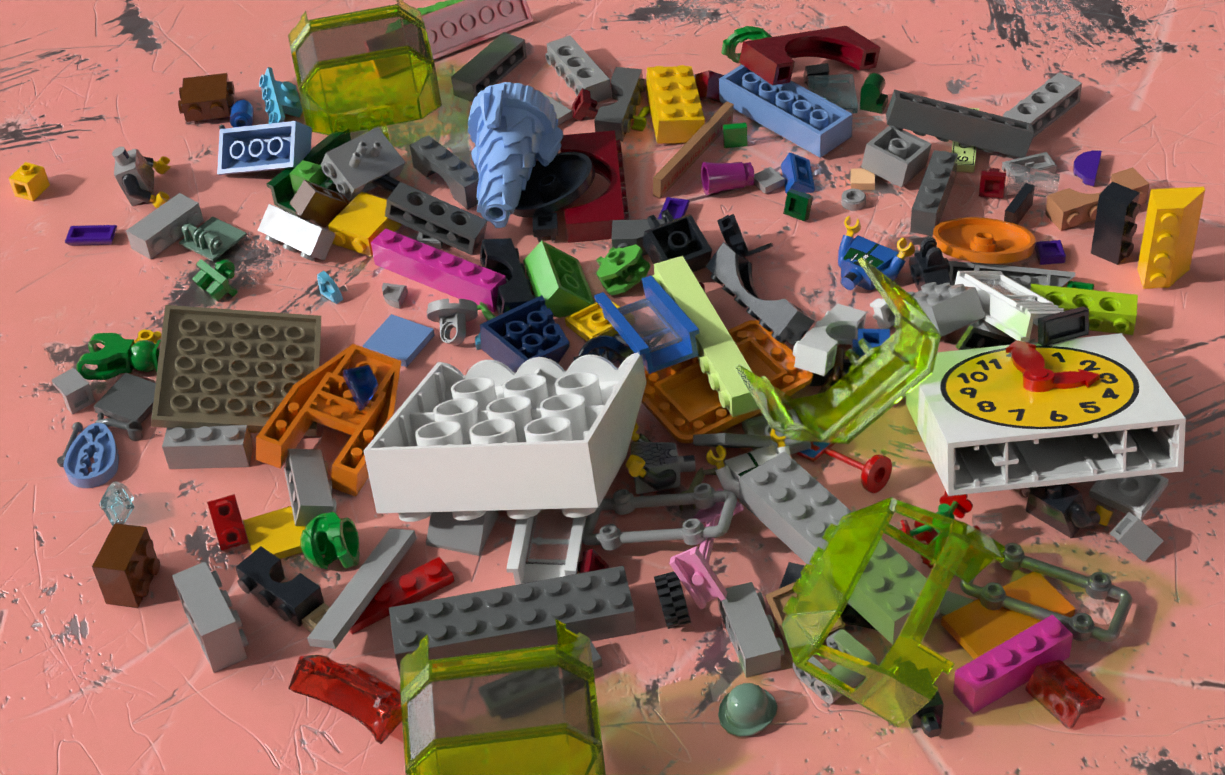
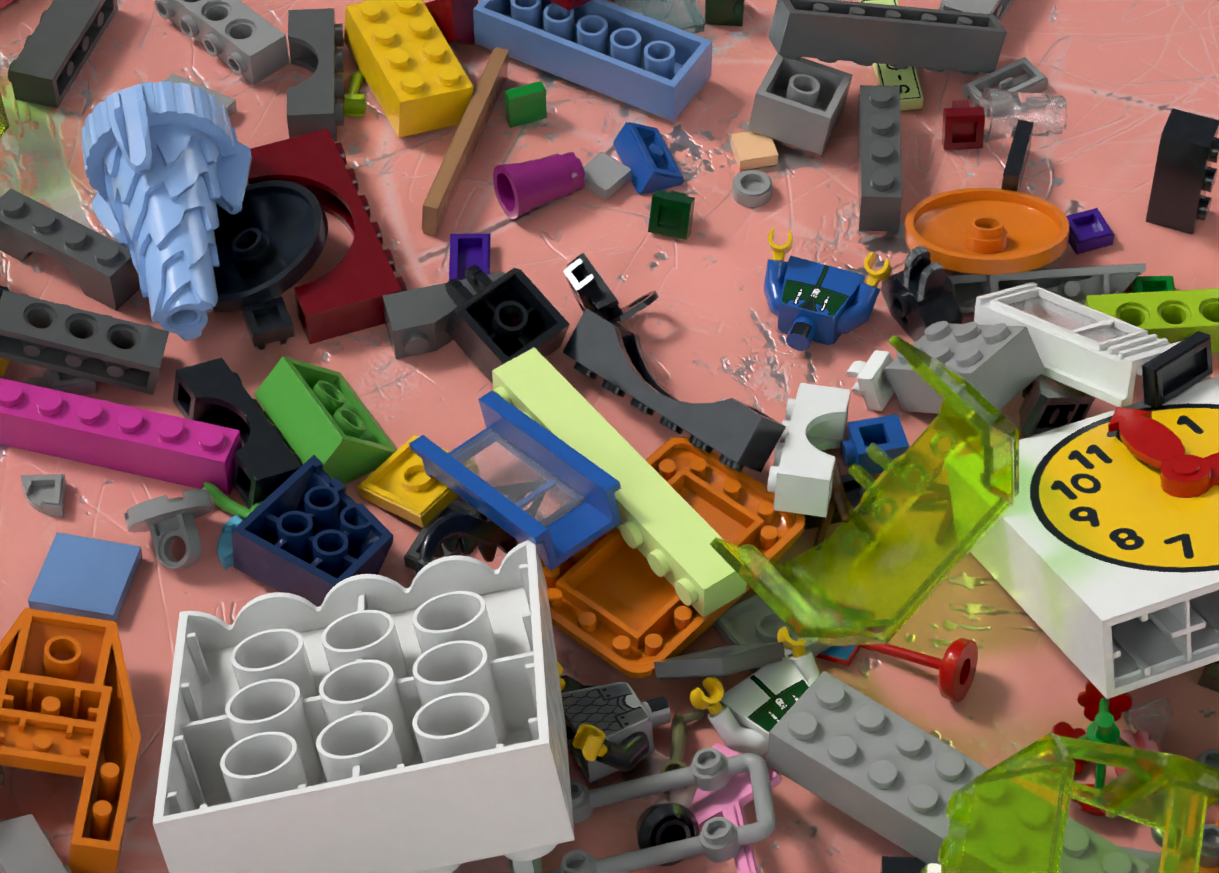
camera: 20 degrees left, 5 degrees up
(361, 384) = (68, 683): clear blue tile -> none
(584, 105) = (252, 88): dark red tile -> none
(622, 269) = (423, 378): bright green hinge -> none
(668, 520) = (664, 825): none -> black cone
(1072, 208) = (1098, 150): nougat arch -> none
(1086, 166) = (1093, 72): dark purple tile -> none

